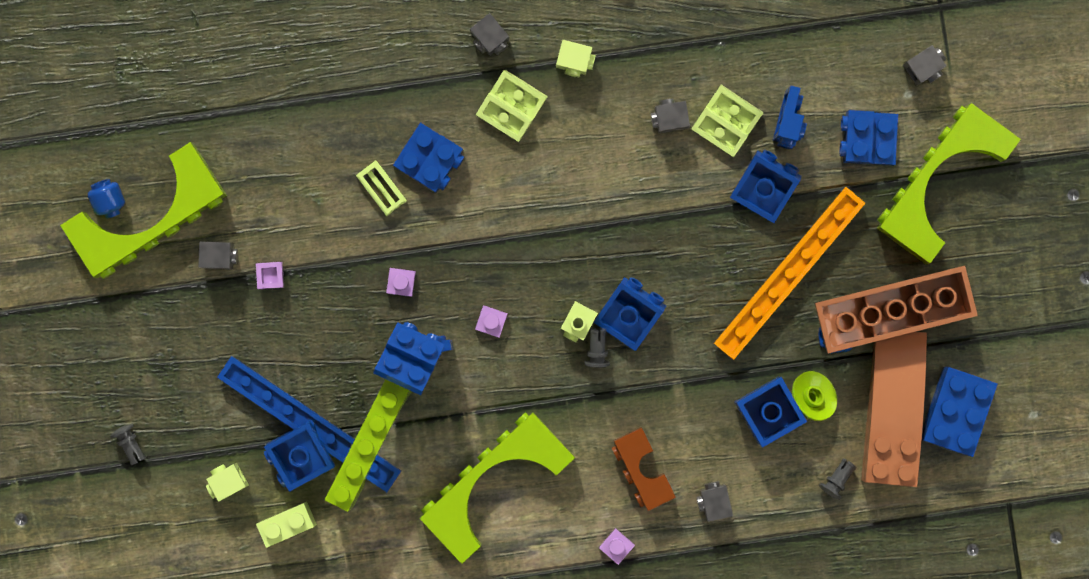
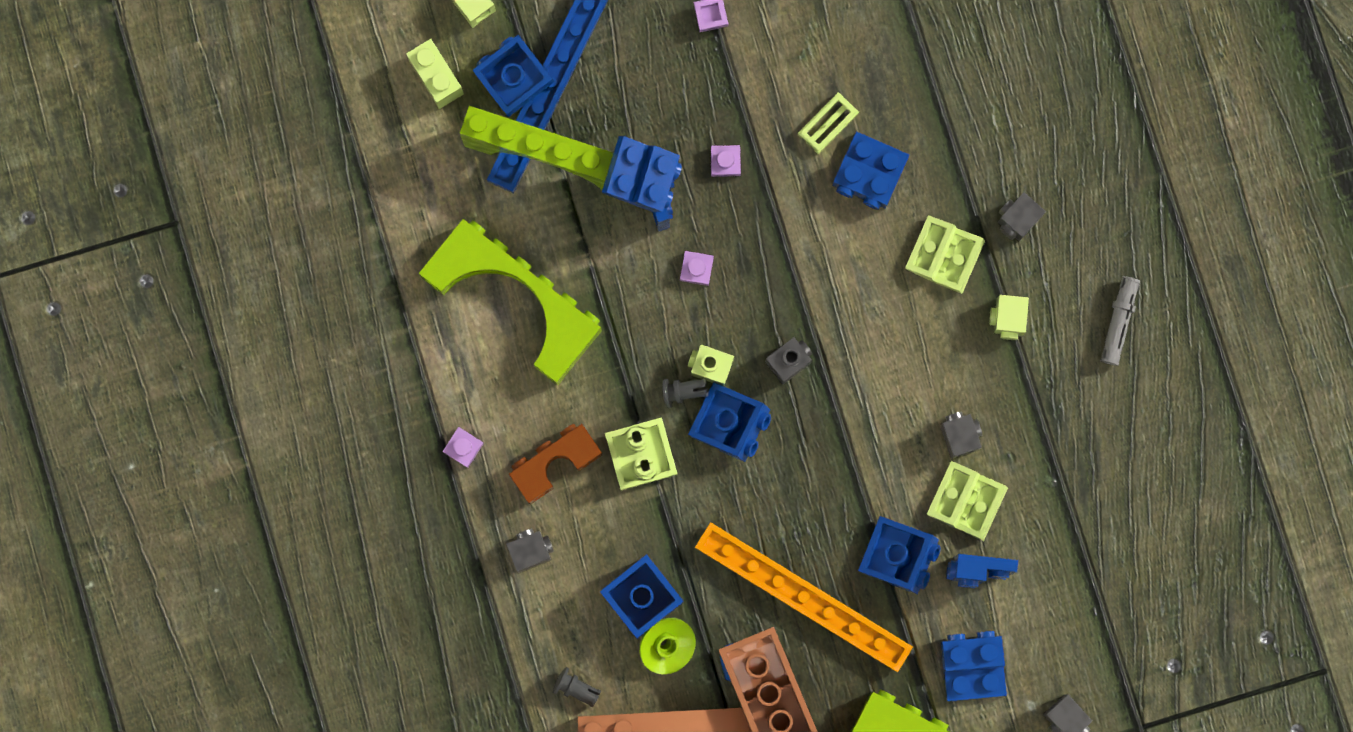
camera: 80 degrees right, 5 degrees down
(584, 253) = (789, 359): none -> flat silver brick
(646, 393) = (641, 454): none -> yellowish green plate

